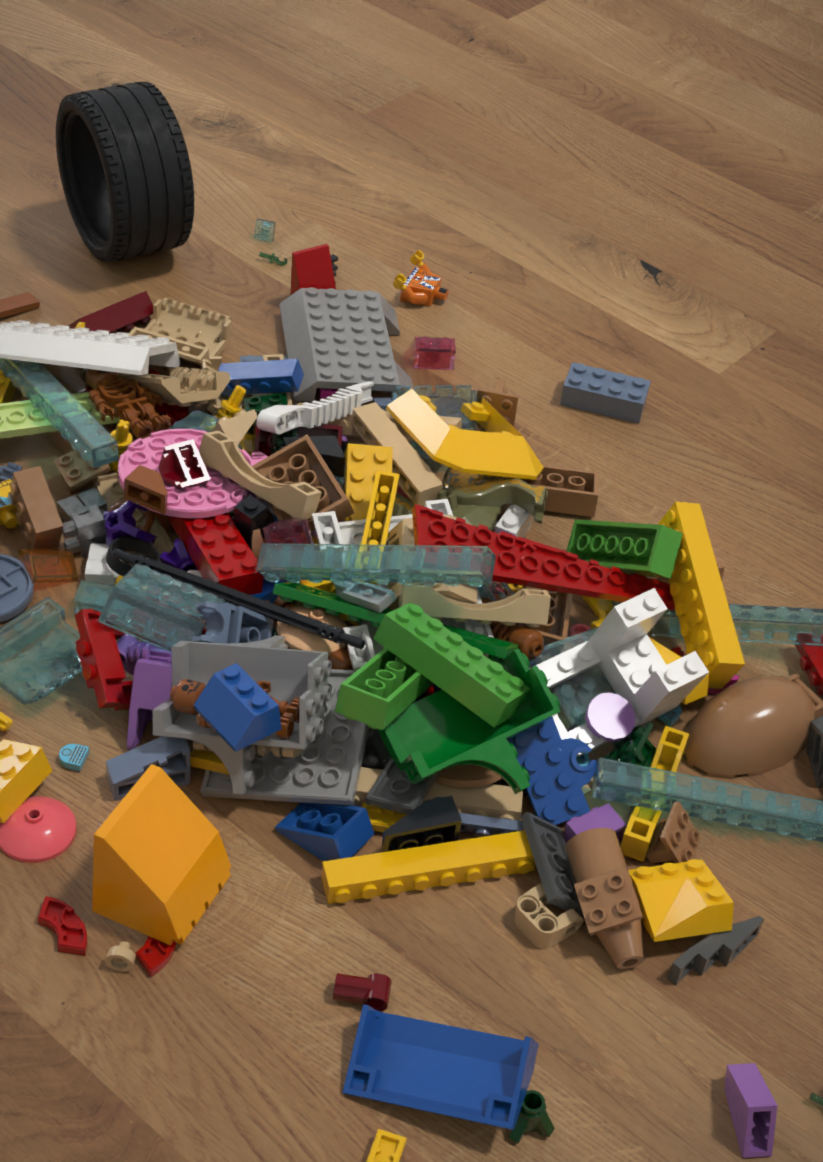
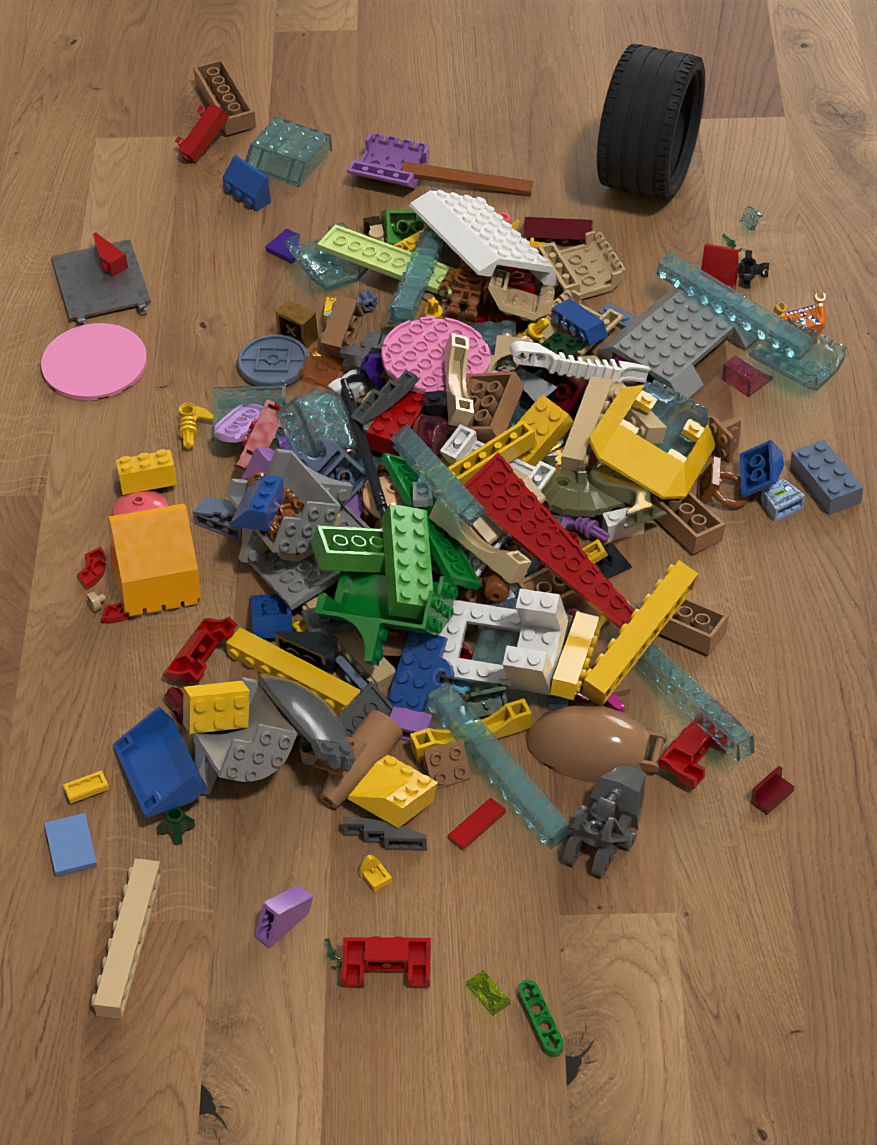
camera: 55 degrees right, 5 degrees up
(50, 662) = (236, 423): none -> lavender tile
(73, 756) = (202, 486): medium azure tile -> none
(146, 489) = (385, 348): dark orange slope -> none
(183, 465) = (427, 348): dark red slope -> none
(201, 535) = (381, 400): none -> dark grey slope
(307, 920) = (190, 660): none -> red bracket
(370, 294) = (734, 306): none -> clear light blue brick
(432, 954) = (216, 707): none -> yellow brick
(458, 311) = (813, 368): none -> clear light blue slope
(497, 956) = (250, 751): none -> light grey cylinder
(543, 879) = (312, 718): none -> dark grey windscreen
(545, 444) = (710, 482): none -> dark orange tile
(562, 413) = (760, 467): none -> blue slope
(595, 430) = (782, 499): none -> light blue torso
(610, 717) = (486, 666): tile -> none
(629, 546) = (637, 575): bright green brick -> none
(757, 996) = (374, 873): none -> yellow tile
(764, 874) = (476, 823): none -> red tile

